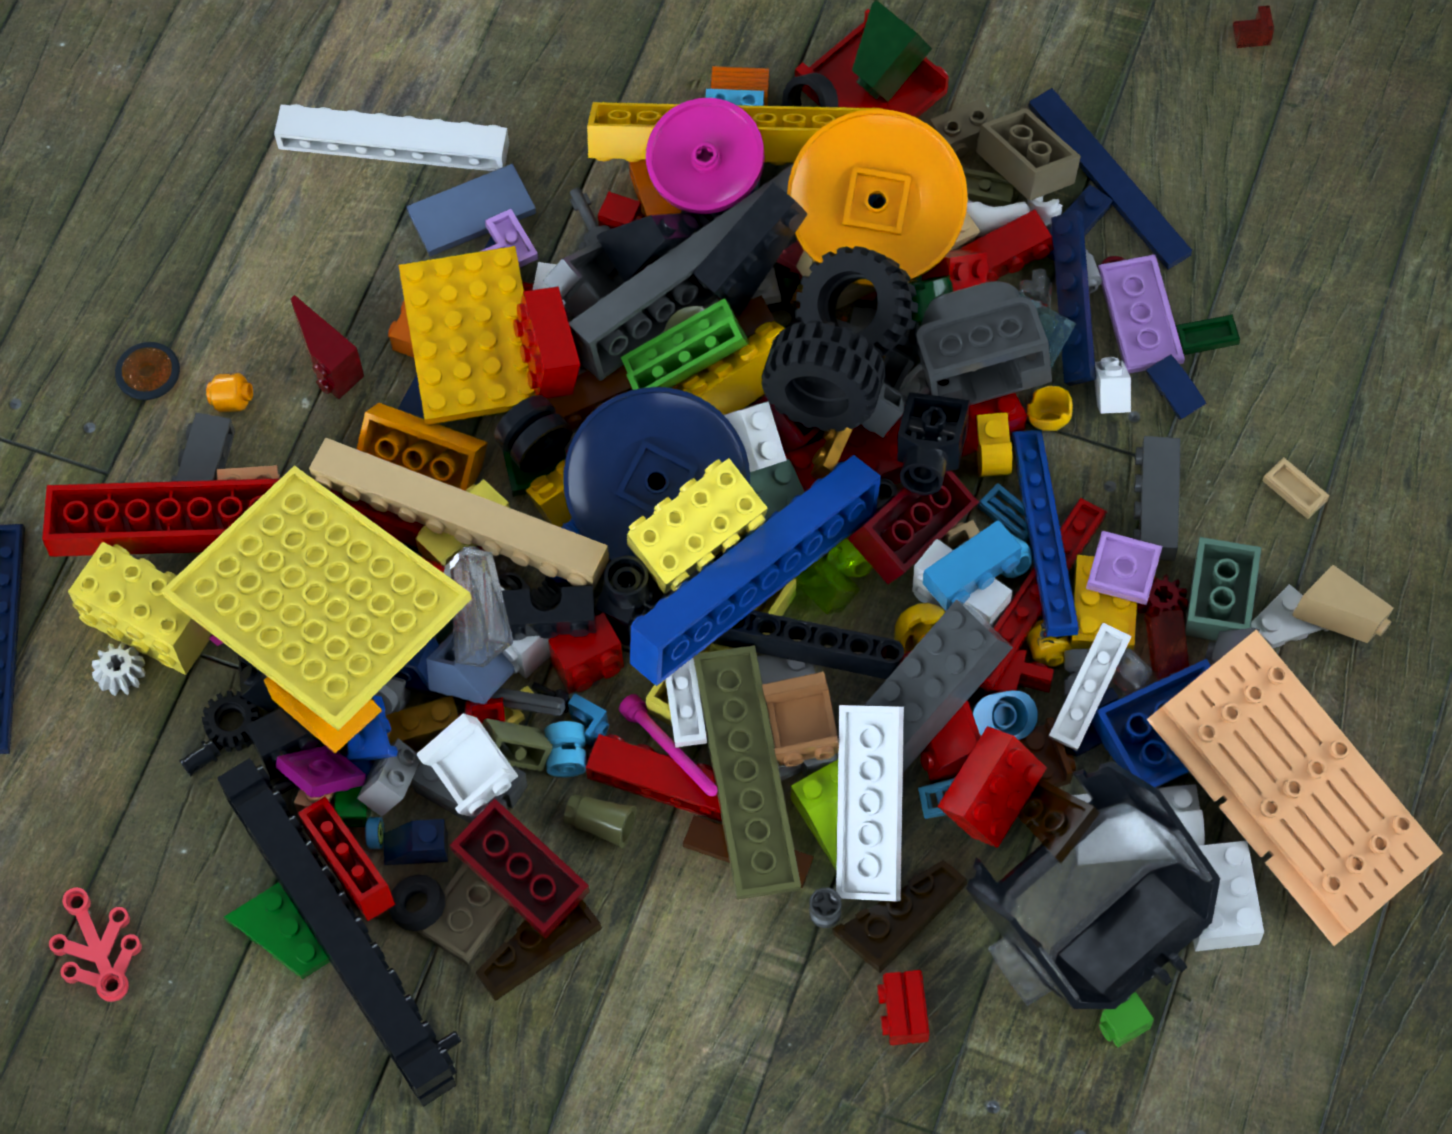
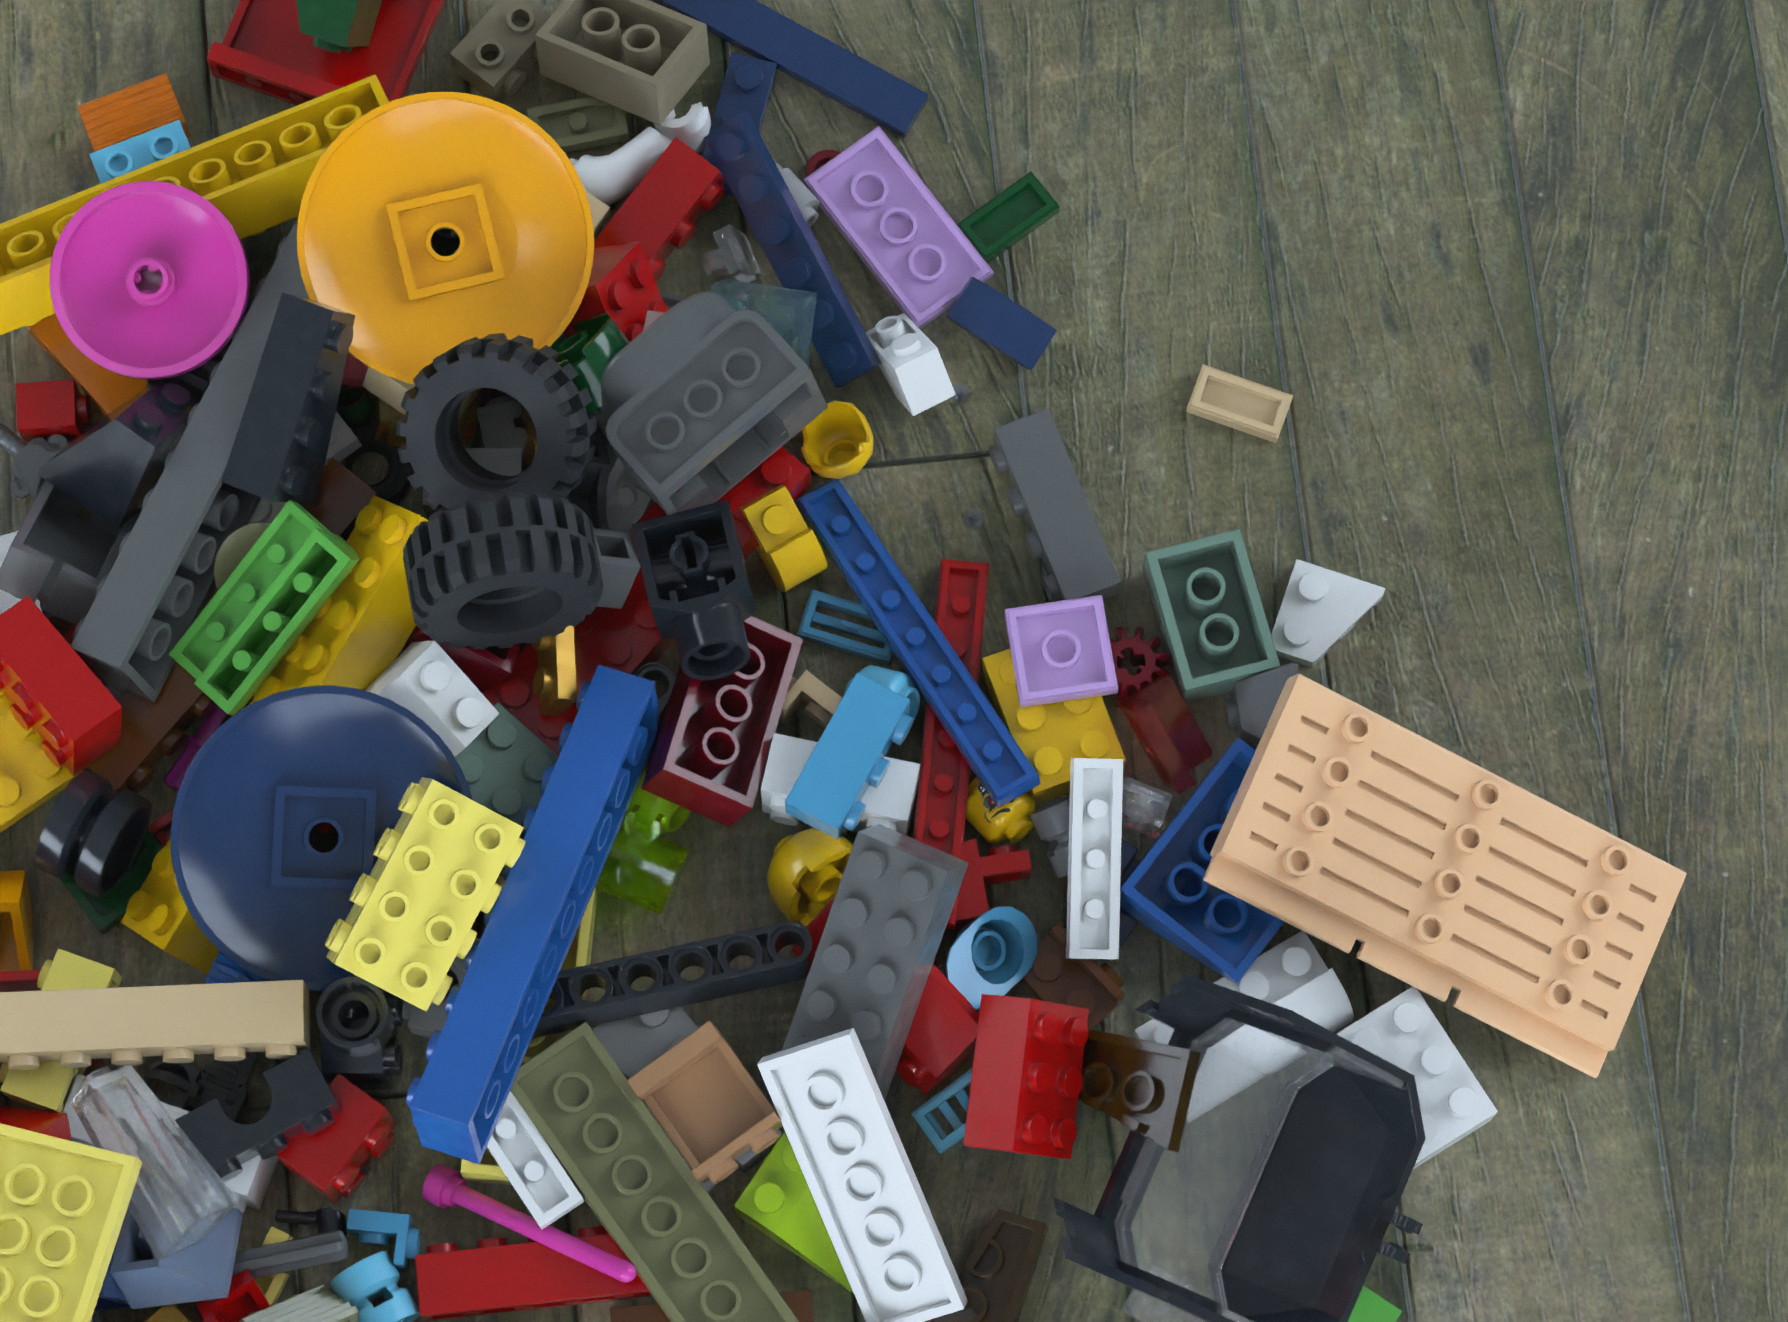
camera: 30 degrees left, 10 degrees up
(819, 83) = (255, 71): black tyre -> none
(1344, 607) = (1391, 562): tan slope -> none

